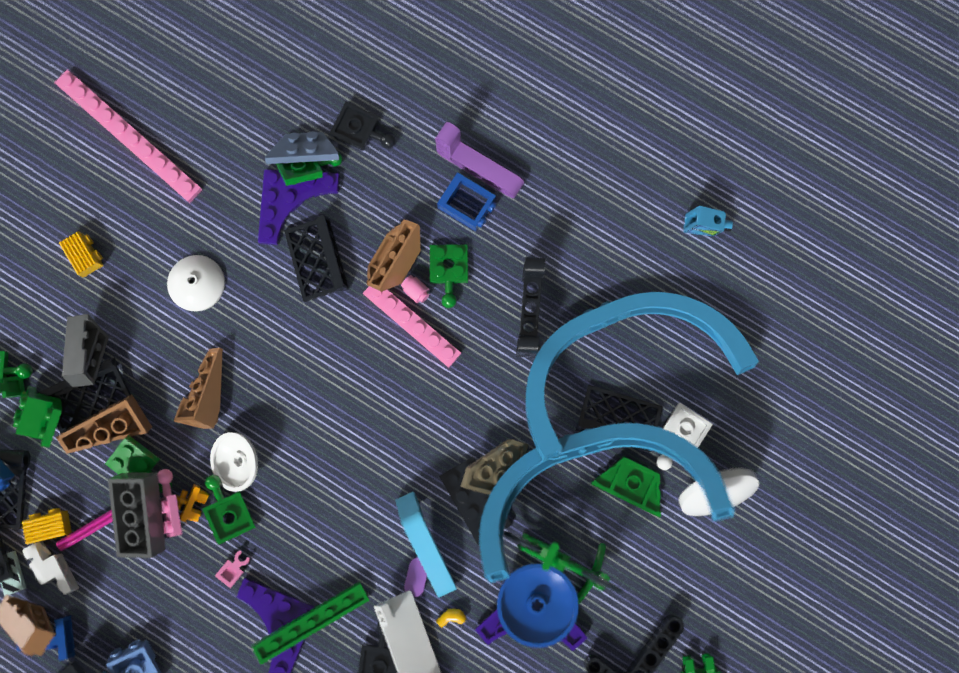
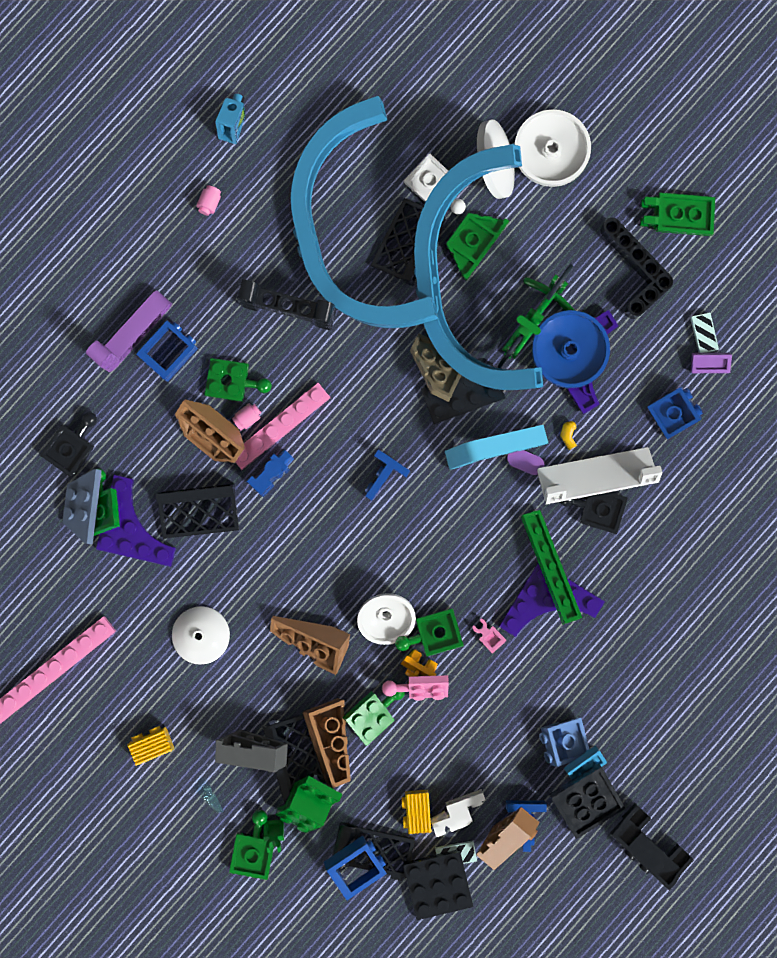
camera: 75 degrees left, 5 degrees up
(37, 320) = (211, 799): none -> clear light blue bar
(85, 531) = (421, 758): dark pink axle -> none
(136, 515) = (421, 718): dark grey brick -> none
(369, 327) = (272, 471): none -> blue hips
(381, 434) = (383, 473): none -> blue bracket
(621, 215) = (208, 200): none -> bright pink brick
(744, 550) = (553, 147): none -> white dish

